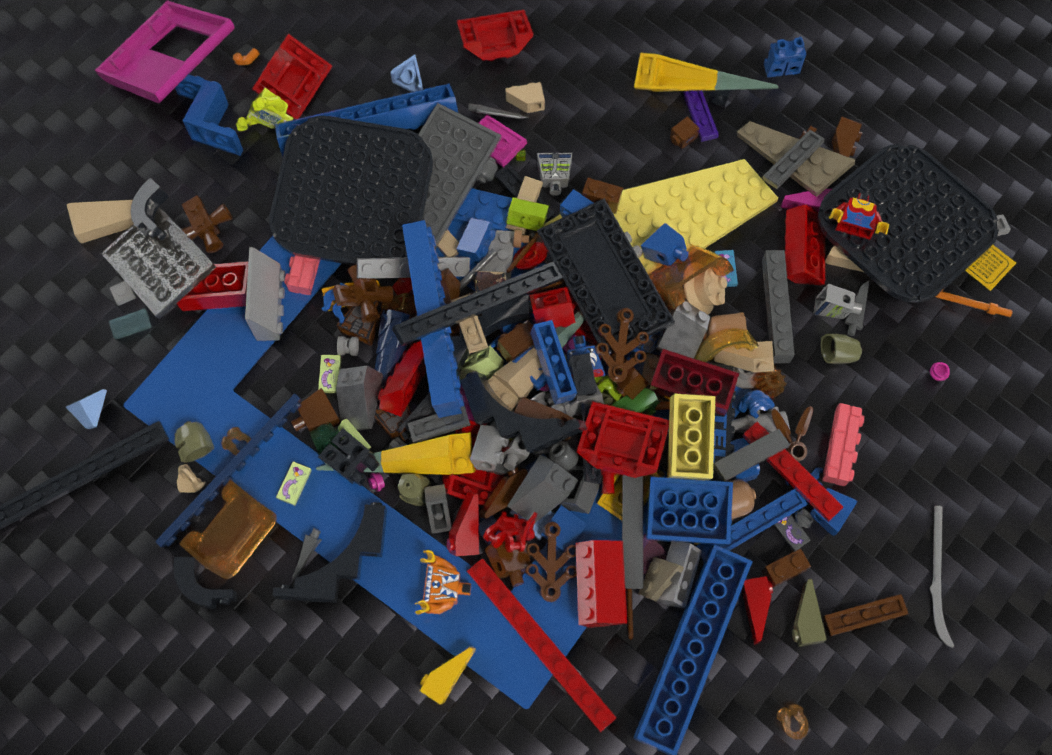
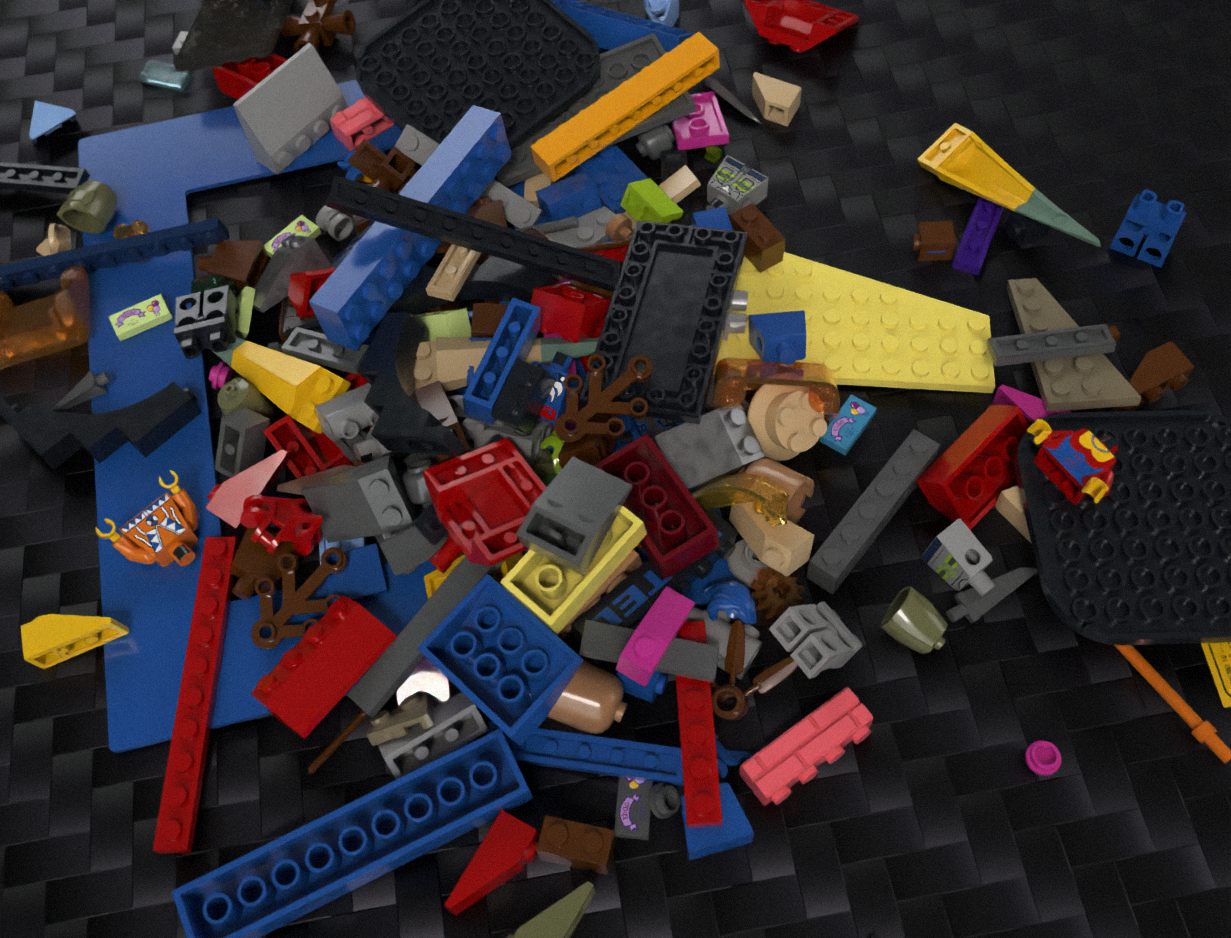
camera: 45 degrees right, 10 degrees down
(467, 163) = (625, 106): none -> light orange brick
(686, 416) = (574, 515): none -> dark grey slope
(753, 446) = (654, 636): none -> dark pink slope
(811, 385) = (821, 637): none -> light grey hips

